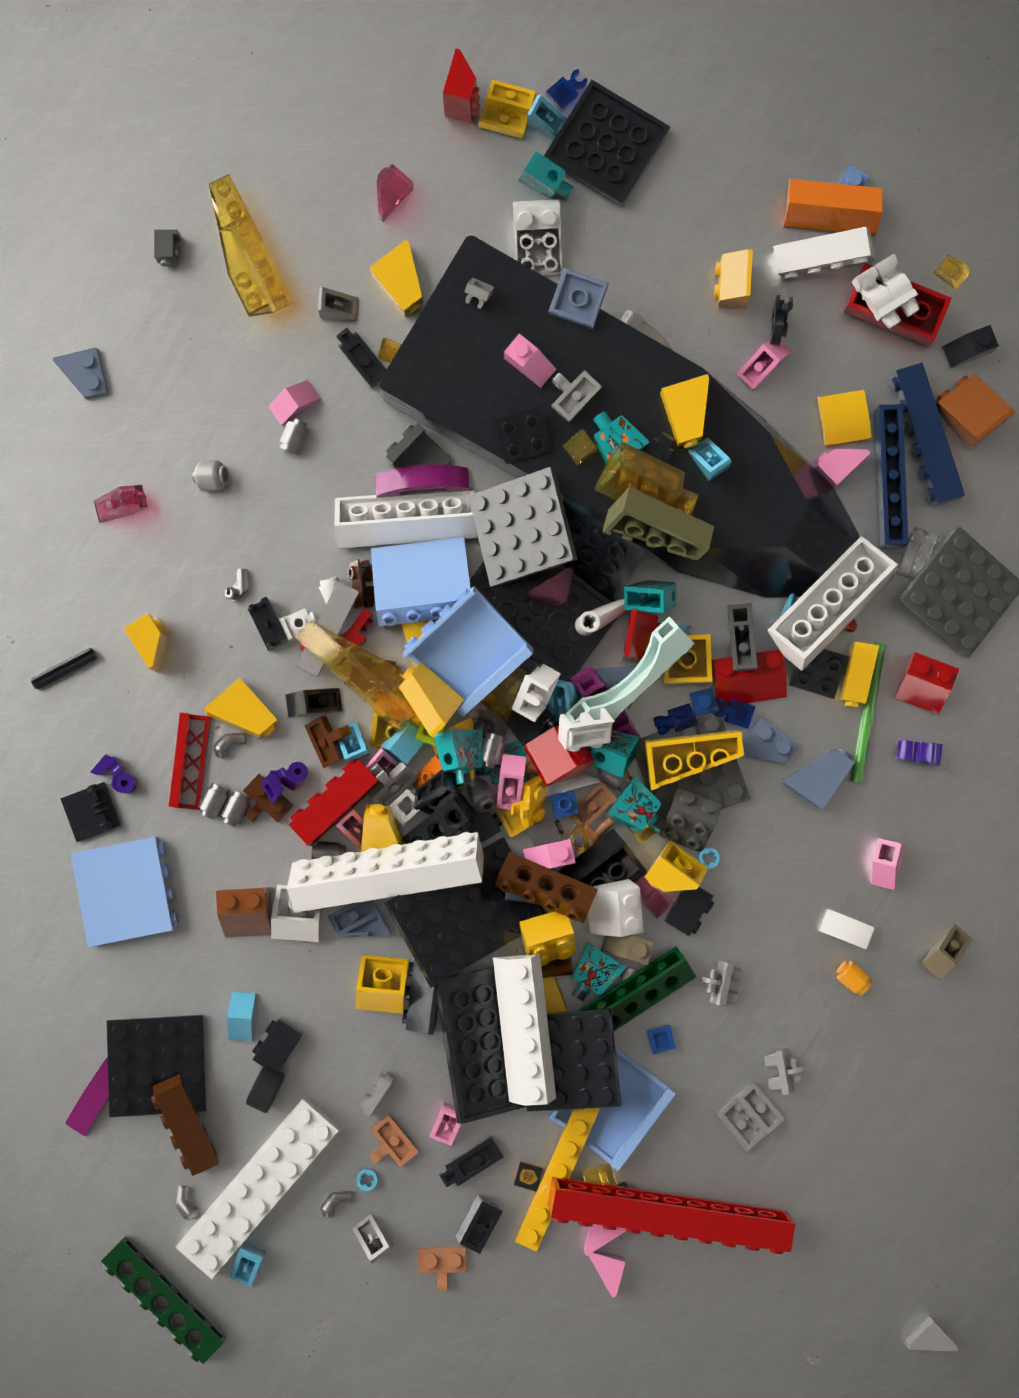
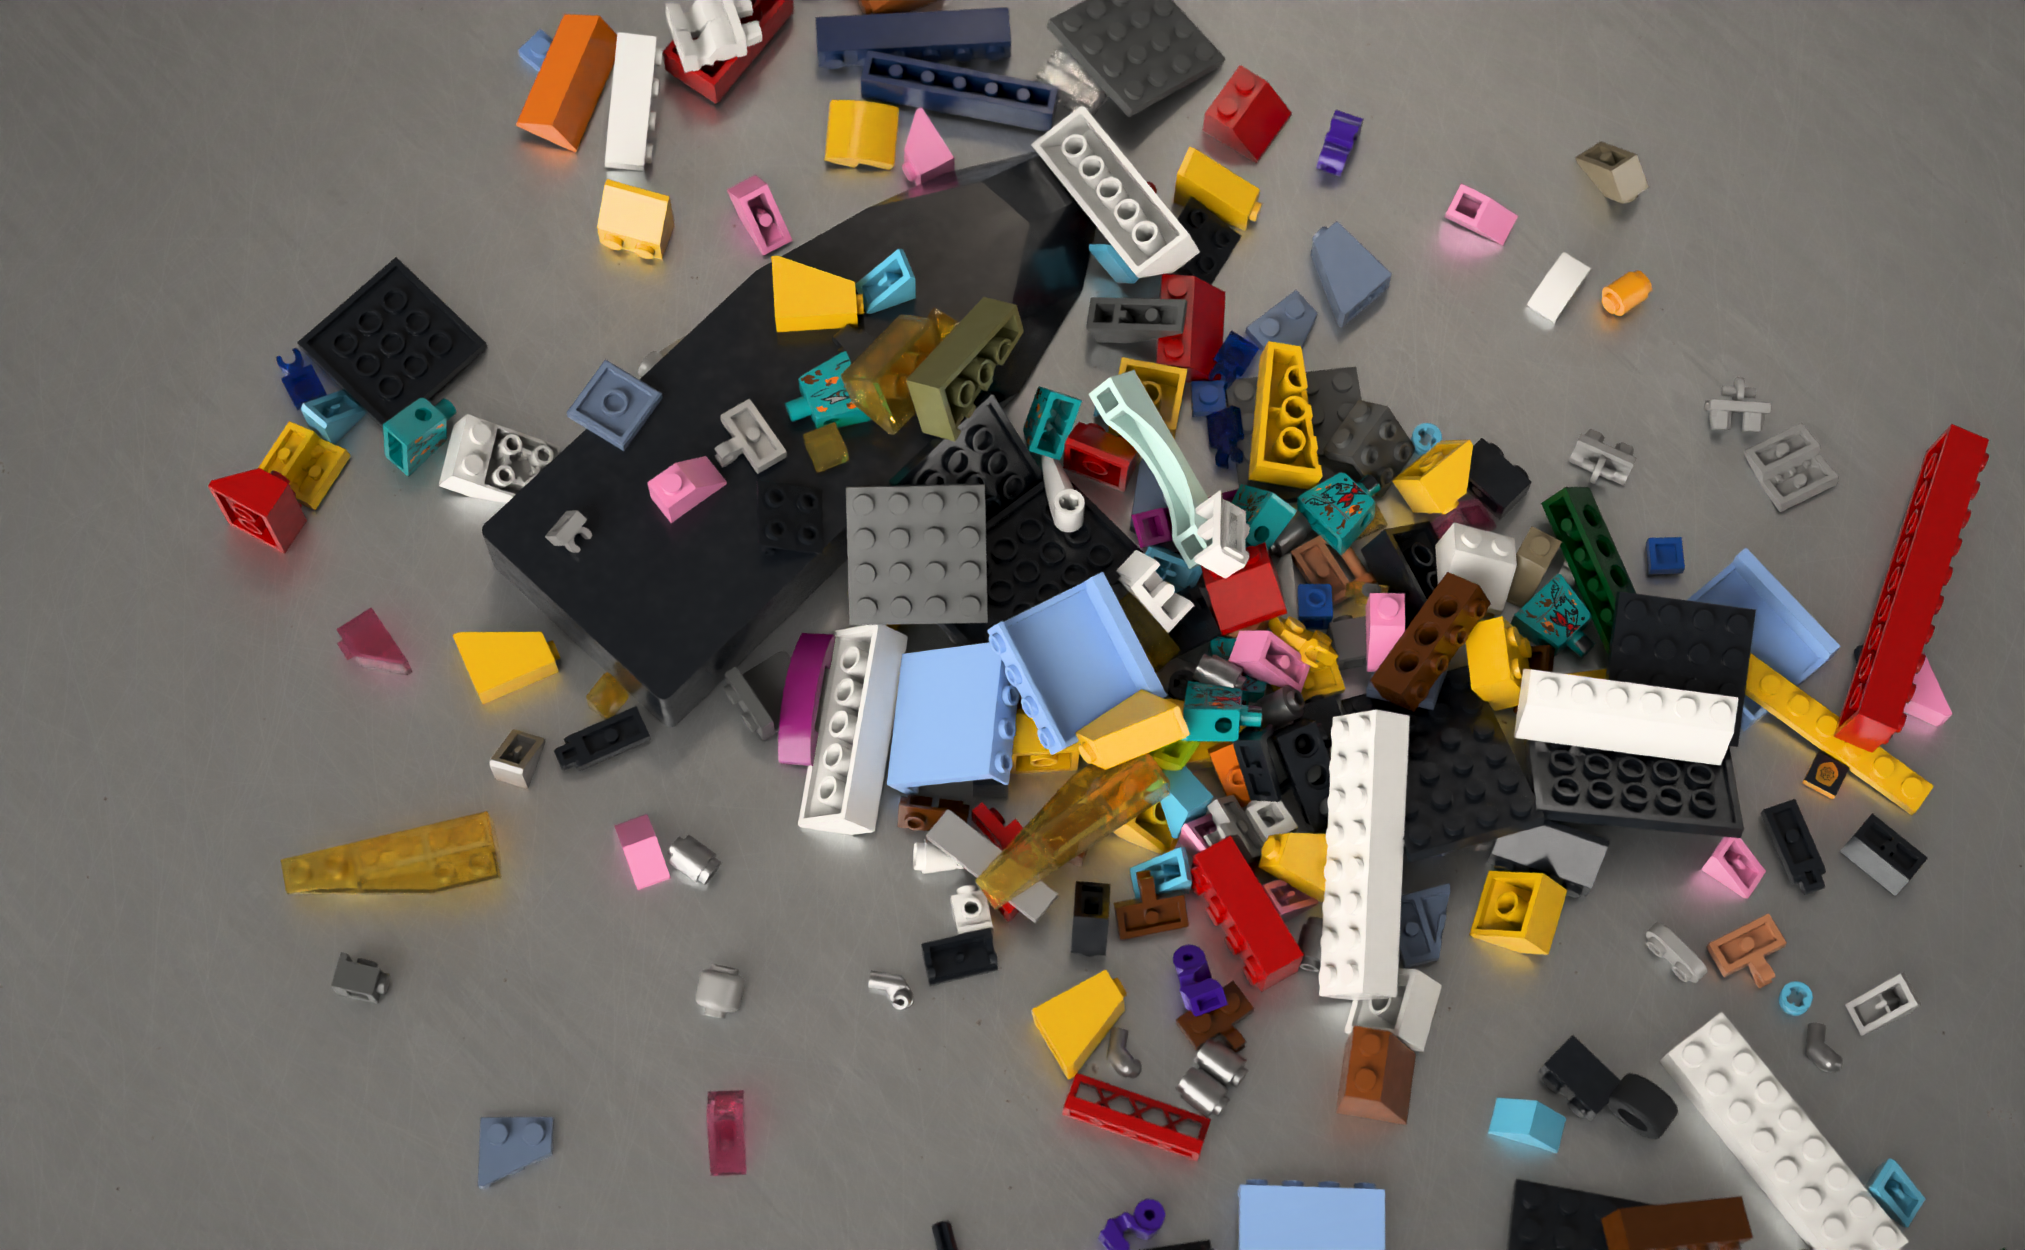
camera: 80 degrees left, 15 degrees down
(149, 639) = (946, 1128): yellow slope -> none
(442, 1261) = (1929, 919): nougat plate -> none
(555, 589) = (1011, 540): clear pink slope -> none
(600, 1174) = (1839, 675): clear yellow slope -> none
(609, 1268) = (1977, 692): bright pink slope -> none
(779, 319) = (708, 179): black plate -> none
(867, 718) = (1301, 208): bright green piece -> none

